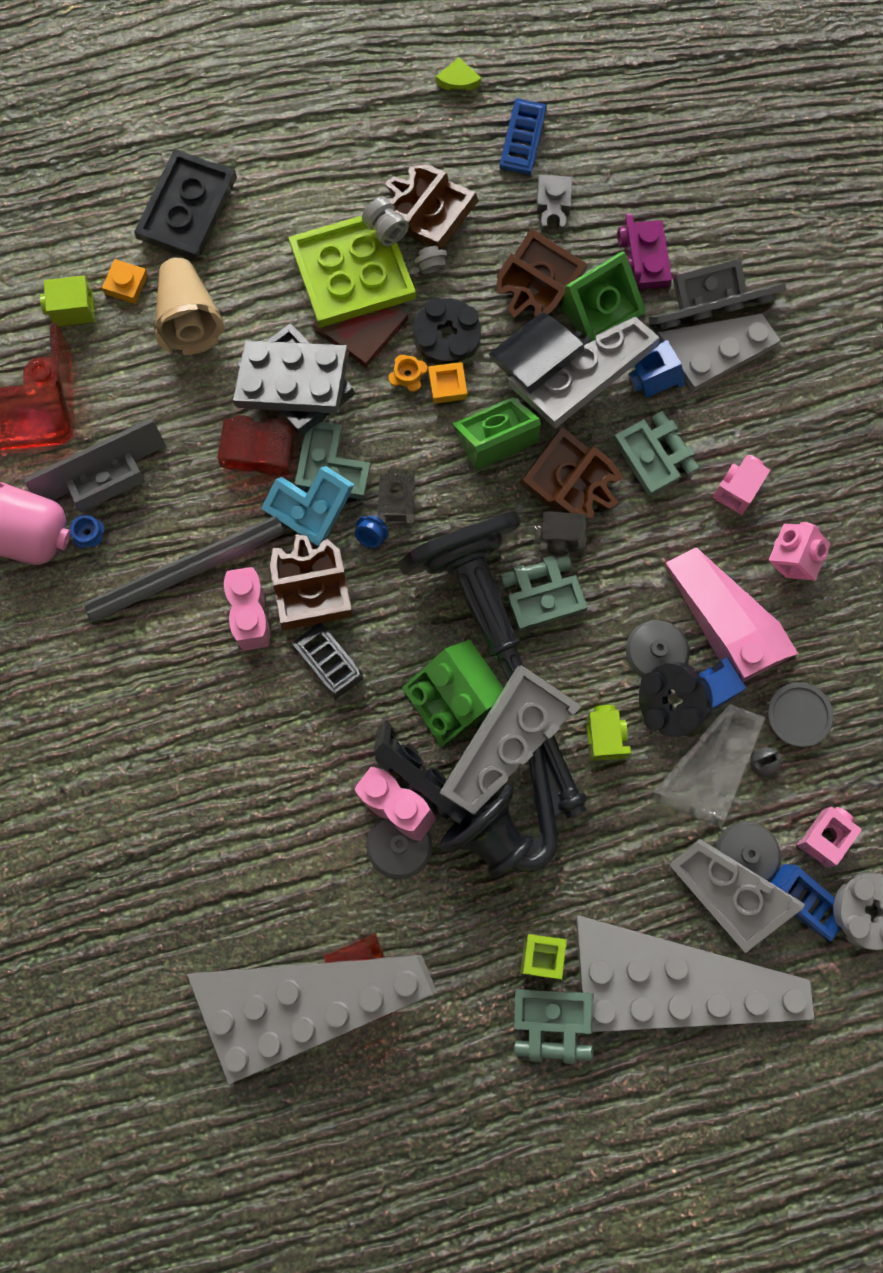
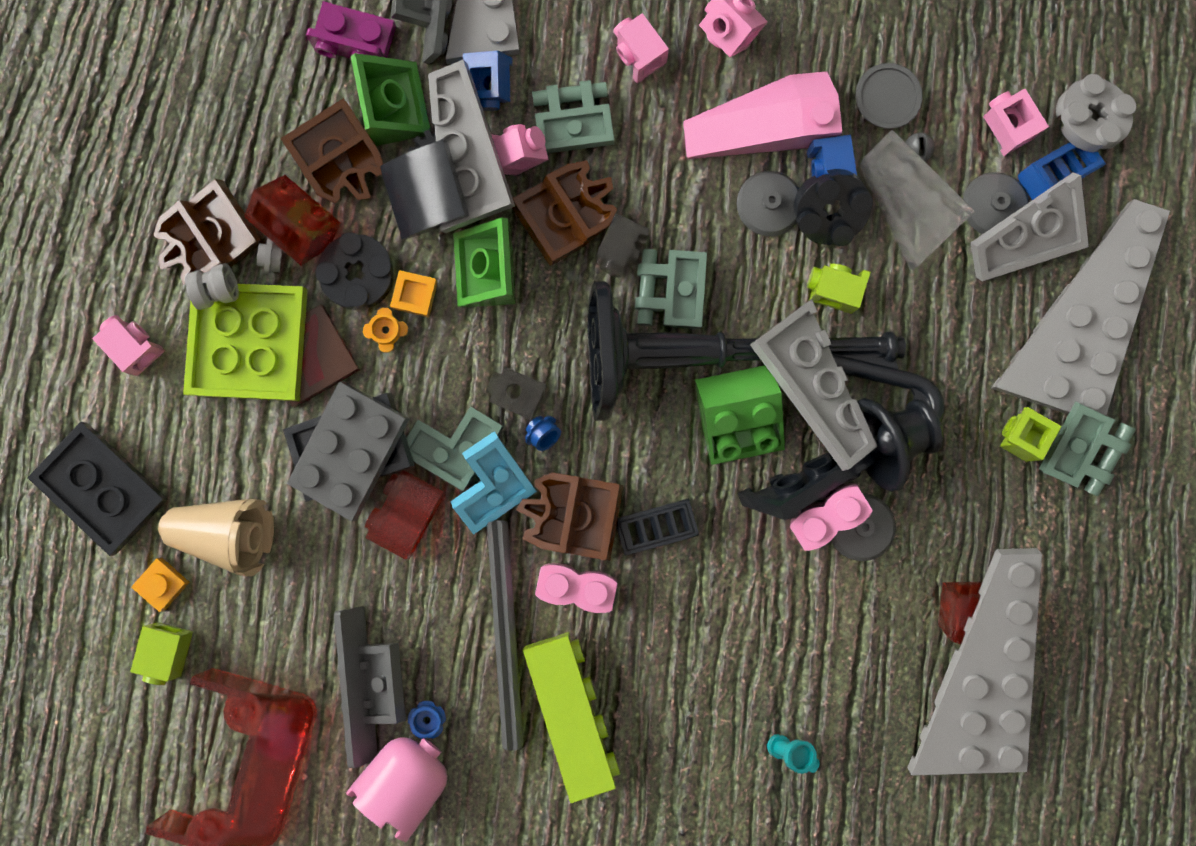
camera: 65 degrees left, 10 degrees up
(132, 646) = (570, 717): none -> lime brick
(167, 855) = (797, 754): none -> teal piece
(311, 181) = (127, 345): none -> bright pink brick
(458, 76) = (65, 142): lime tile -> none
(468, 262) = (292, 219): none -> clear red brick
(529, 116) = (145, 89): blue slope -> none
(554, 200) = (251, 100): flat silver plate -> none
(606, 416) = (520, 148): none -> bright pink brick

